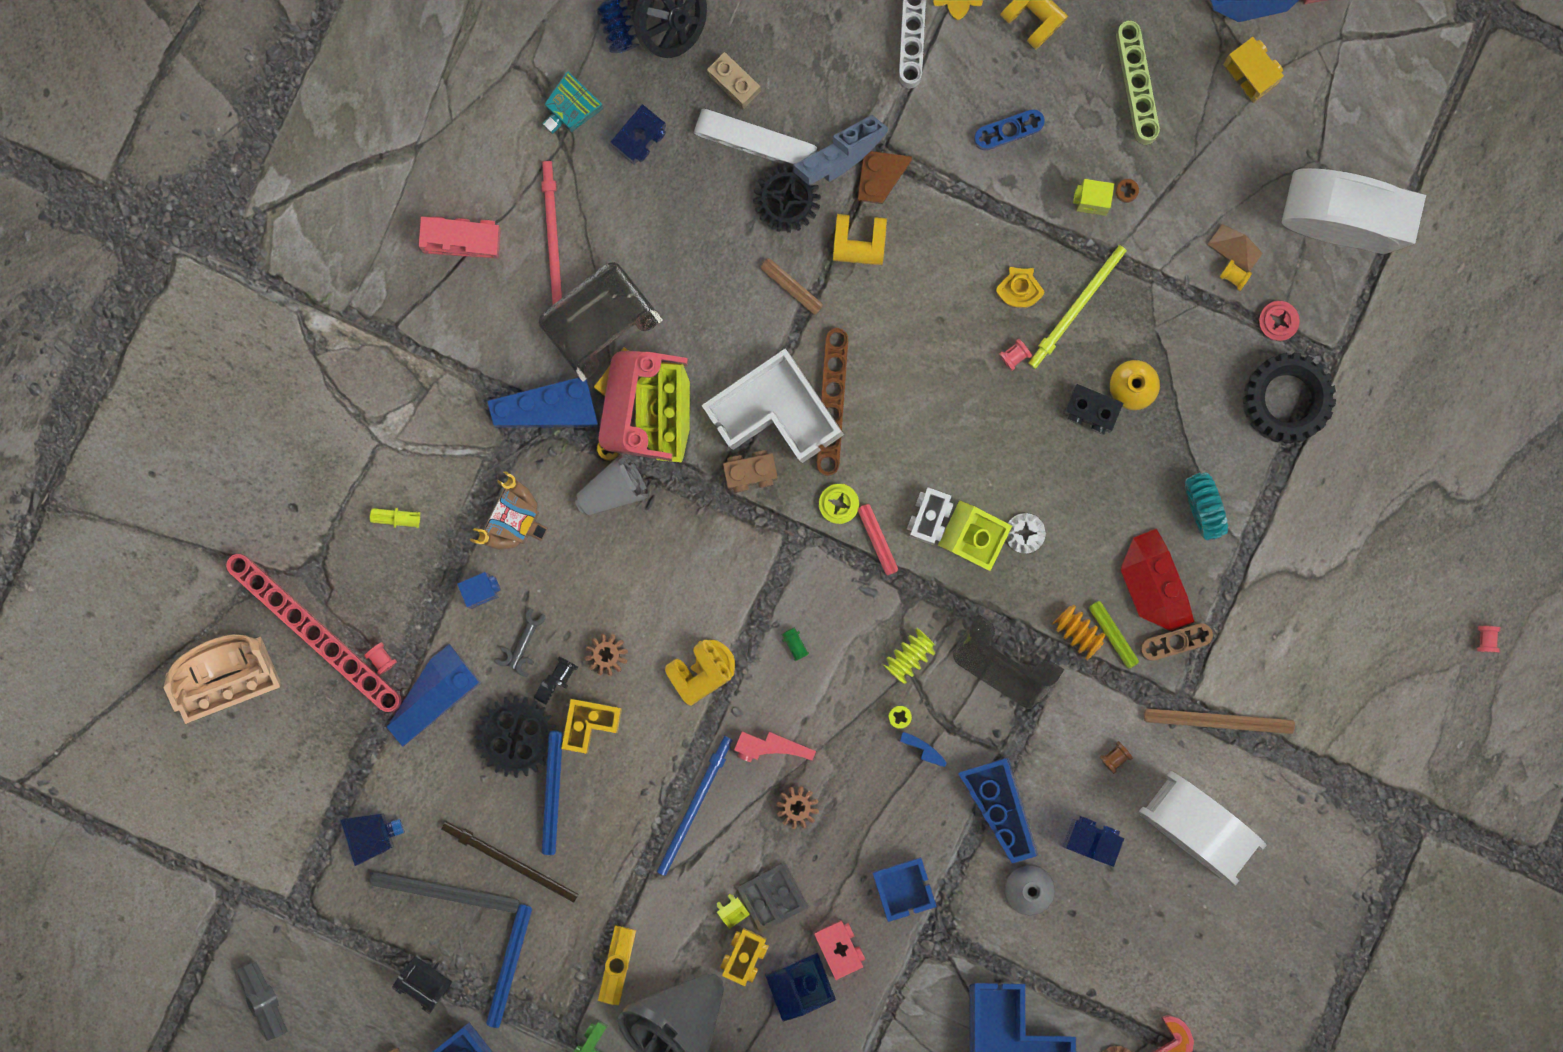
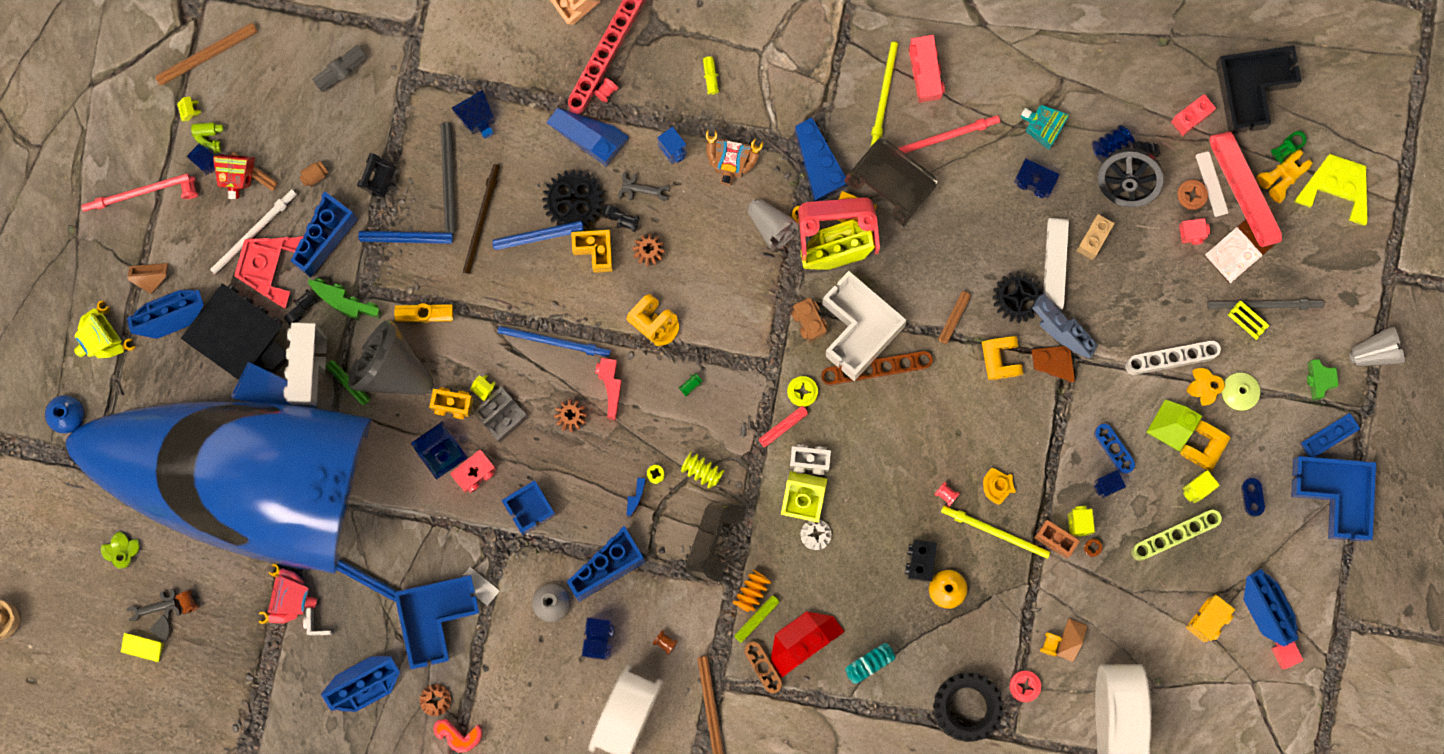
camera: 75 degrees right, 5 degrees down
(523, 321) = (877, 130): none -> neon yellow bar
(990, 972) = (483, 589): none -> white sticker
(997, 47) = (1174, 424): none -> lime slope
(1053, 148) = (1109, 484): none -> clear blue brick
(1086, 36) = (1200, 487): none -> neon yellow brick
(1107, 232) = (1056, 539): none -> nougat brick

